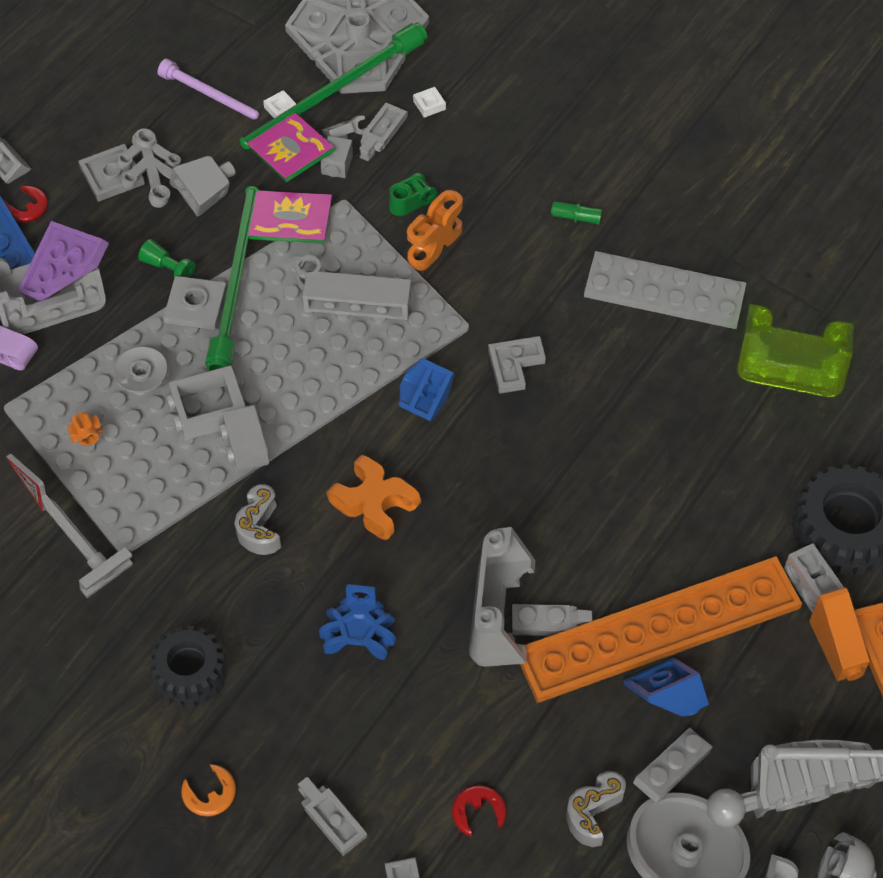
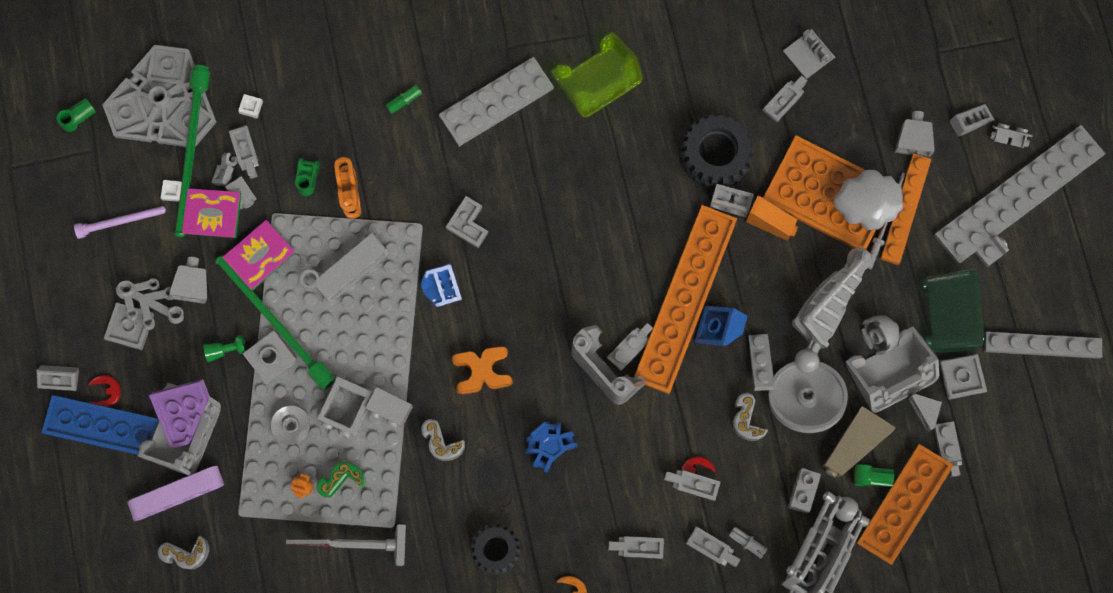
camera: 45 degrees left, 20 degrees up
(125, 453) = (338, 475): none -> green animal
(461, 811) = (694, 484): none -> light grey hinge

